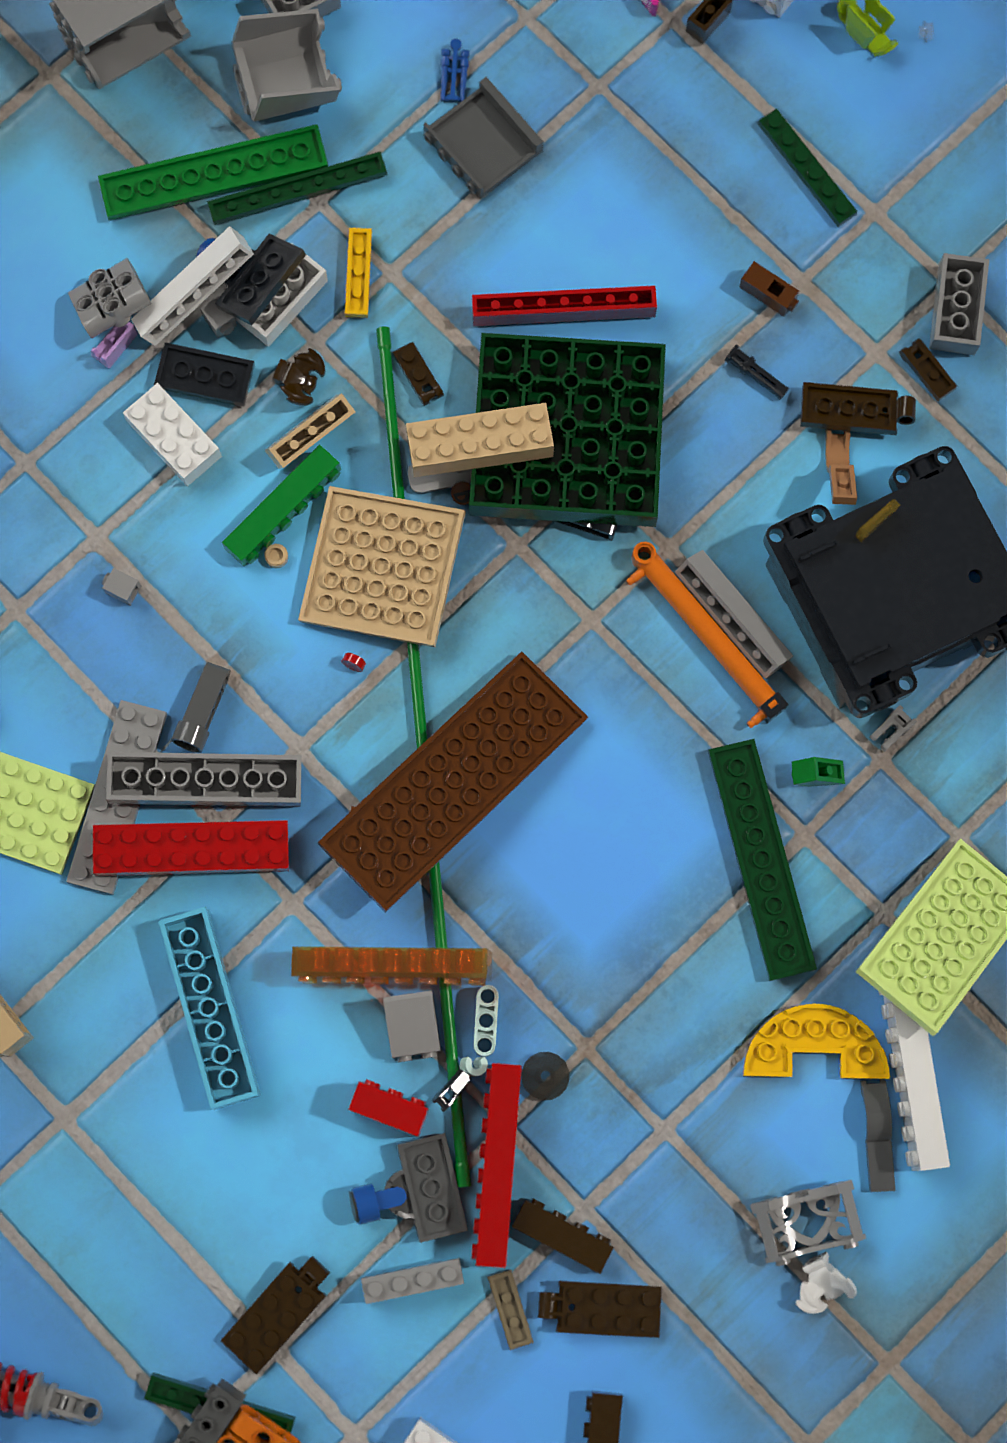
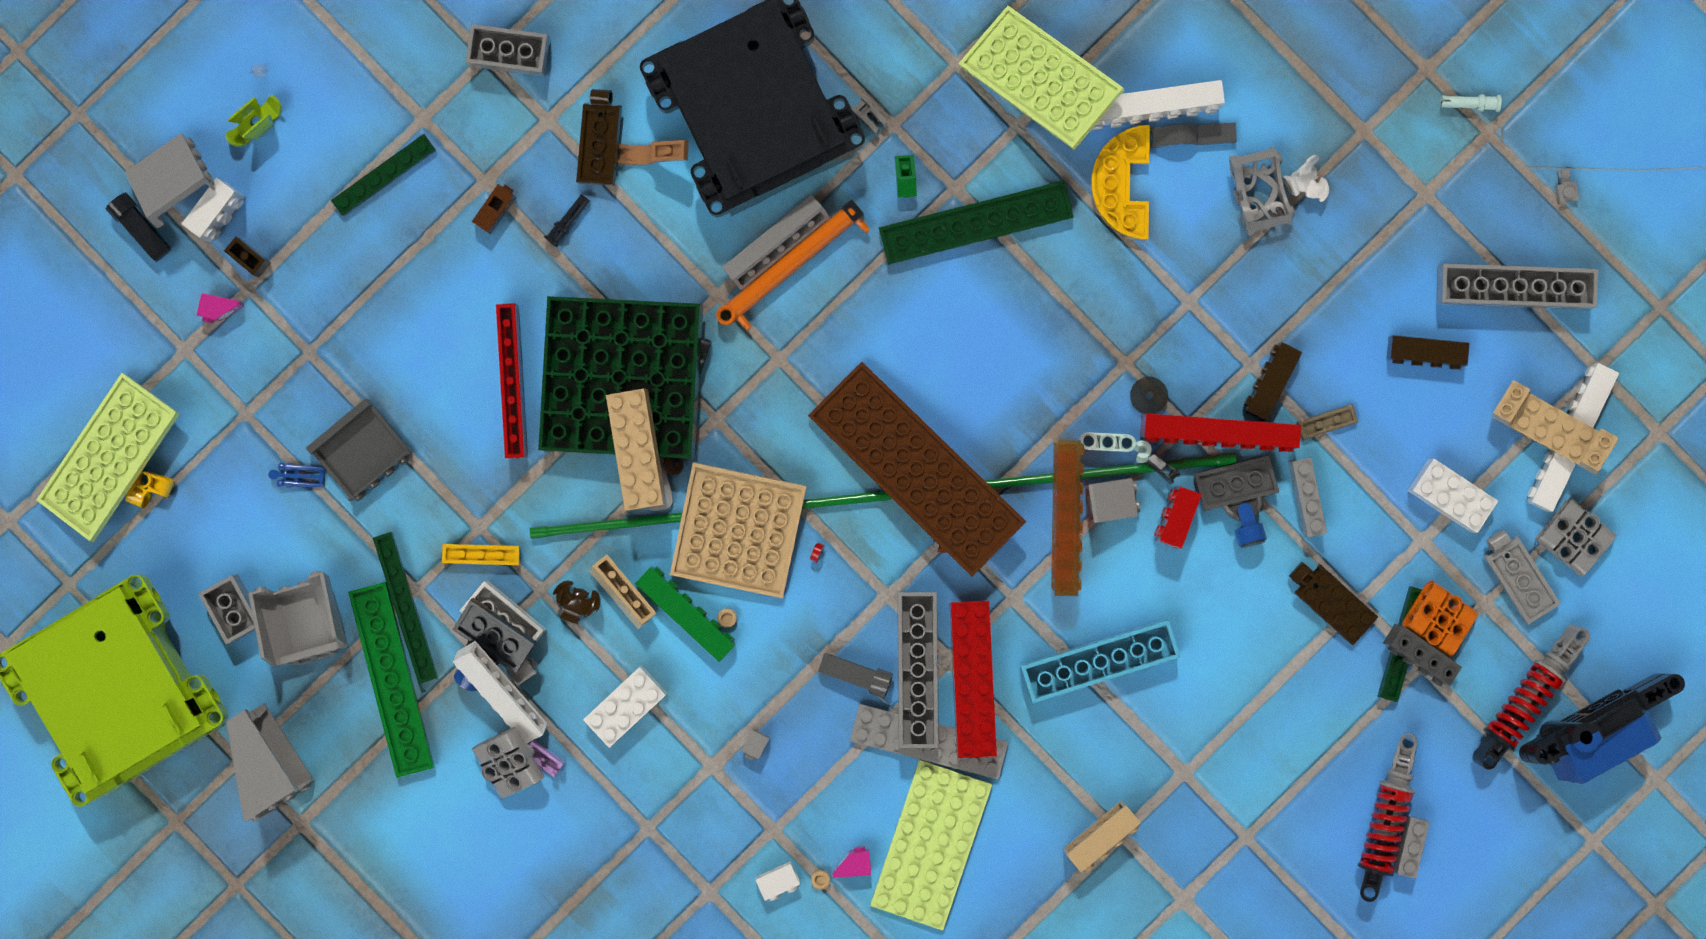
camera: 80 degrees left, 10 degrees up
(204, 374) = (571, 681): black plate -> none
(417, 373) = (569, 503): dark brown plate -> none
(603, 1308) = (1326, 350): dark brown hinge -> none
(878, 519) = (708, 123): clear yellow tile -> none
(928, 370) = (564, 77): dark brown plate -> none

